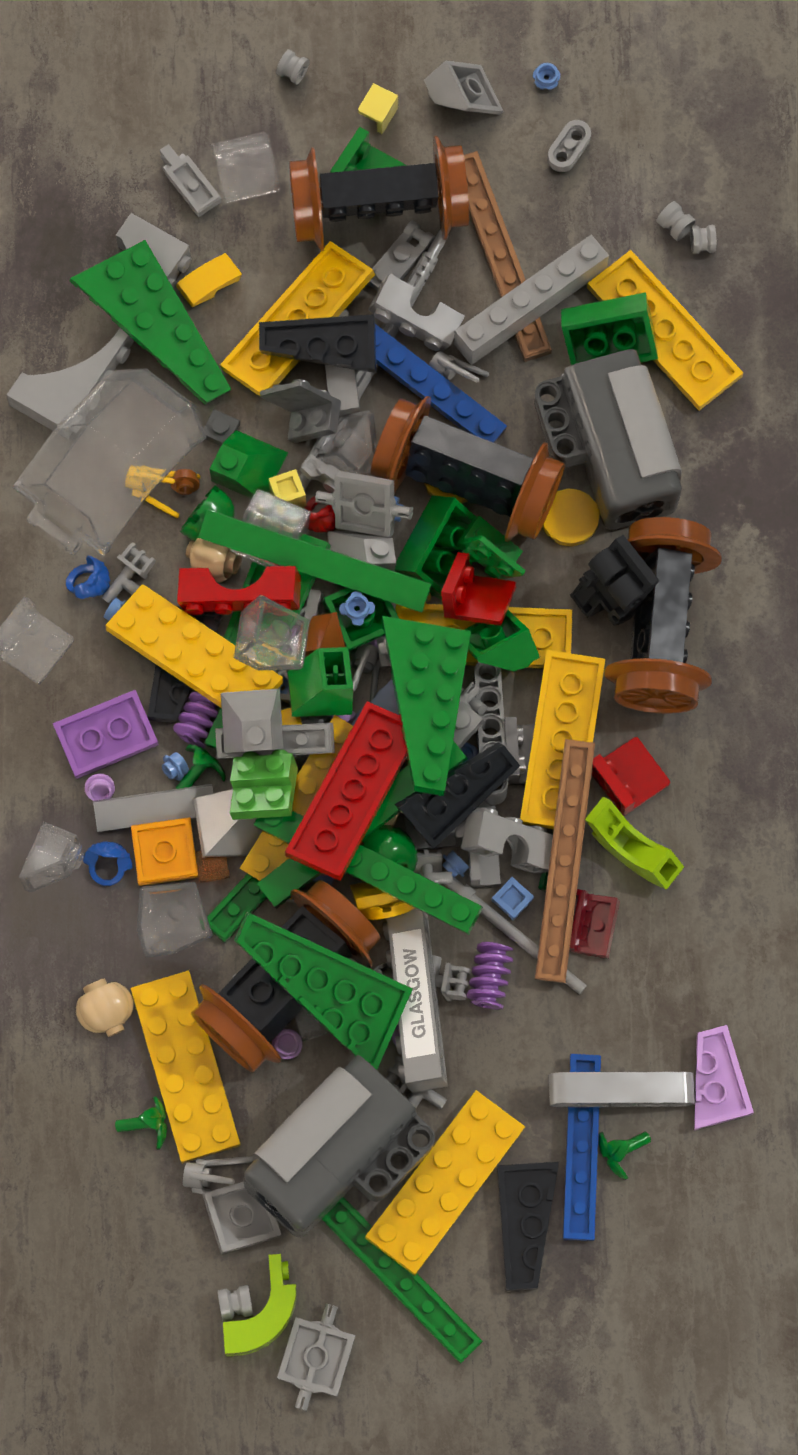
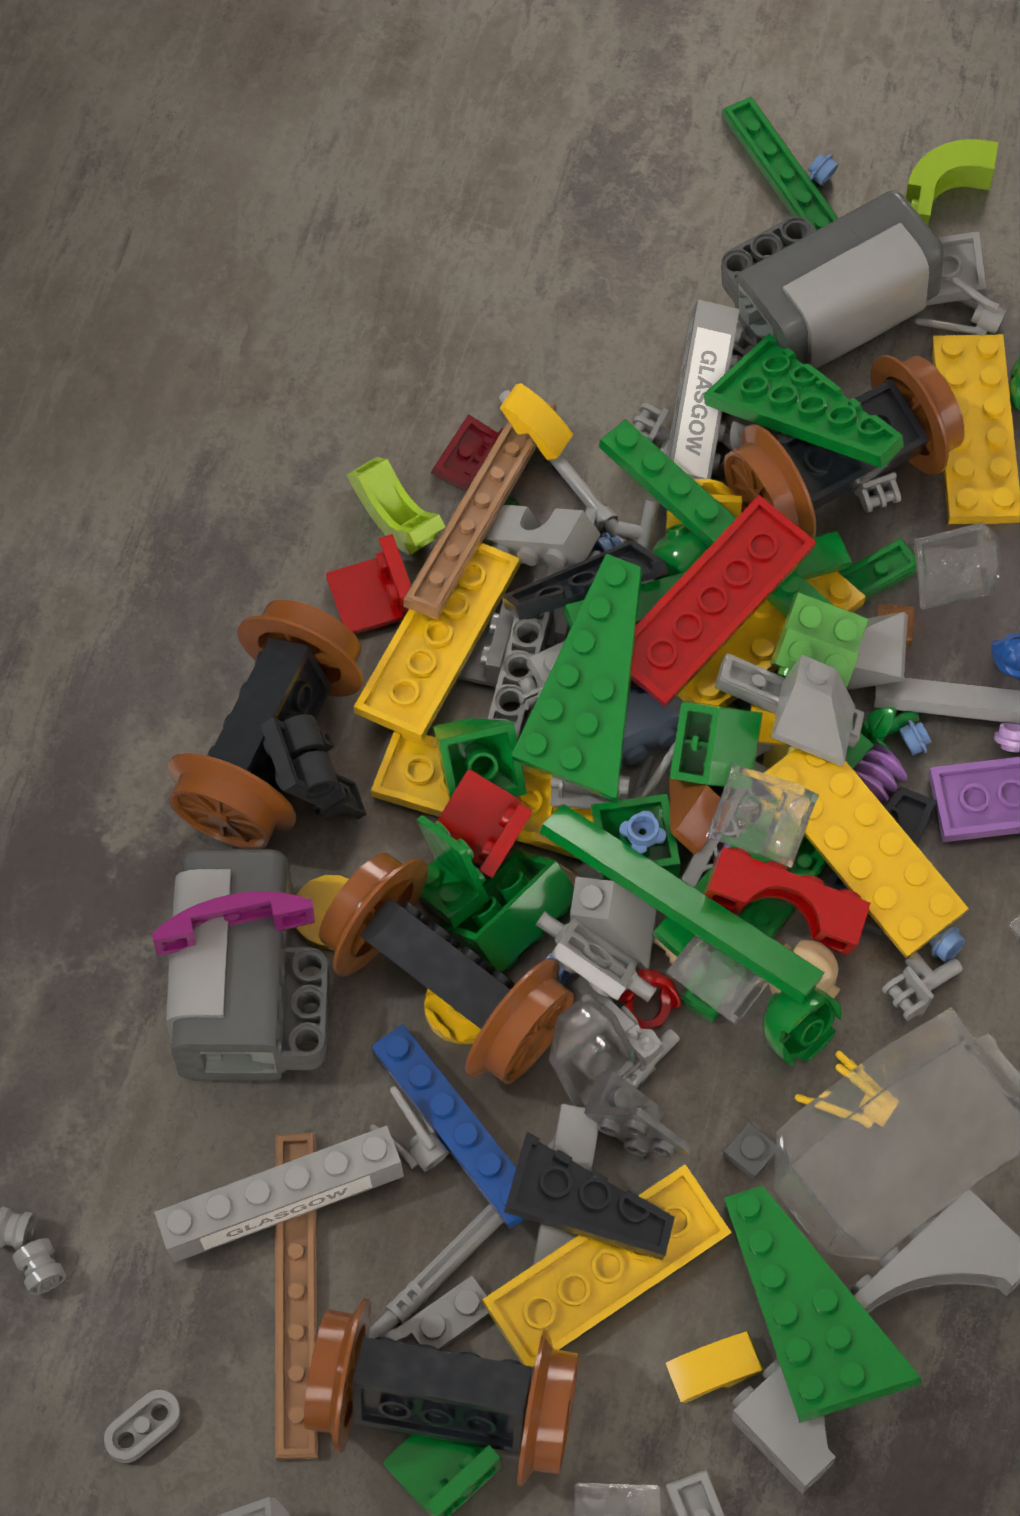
camera: 160 degrees left, 10 degrees down
(95, 585) = (958, 987): blue piece -> none
(164, 851) = (949, 647): light orange plate -> none
(185, 482) = (815, 1083): dark orange plate -> none
(236, 1302) = (974, 194): light grey wheel -> none
(246, 464) = (728, 1088): green slope -> none
(288, 487) = (687, 1026): light yellow panel -> none
(316, 1357) = (900, 131): light grey plate -> none
(375, 1294) = (822, 169): none -> medium blue plate
(394, 306) = (420, 1199): light grey arch -> none
(445, 1182) = (690, 264): yellow plate -> none
(489, 975) = (609, 409): medium lavender piece -> none
(512, 898) = (551, 495): medium blue plate -> none
(525, 1211) = (643, 198): black wing -> none
(544, 947) = (534, 416): none -> yellow slope
(581, 1161) = (559, 248): blue plate -> none
(593, 453) = (286, 909): none -> magenta slope
(609, 328) = (192, 1122): green slope -> none
(618, 1149) = (527, 229): green plant -> none
(621, 1089) = (500, 275): light grey beam -> none
(683, 346) = (114, 1118): yellow plate -> none
(718, 1080) = (390, 271): lavender wing -> none

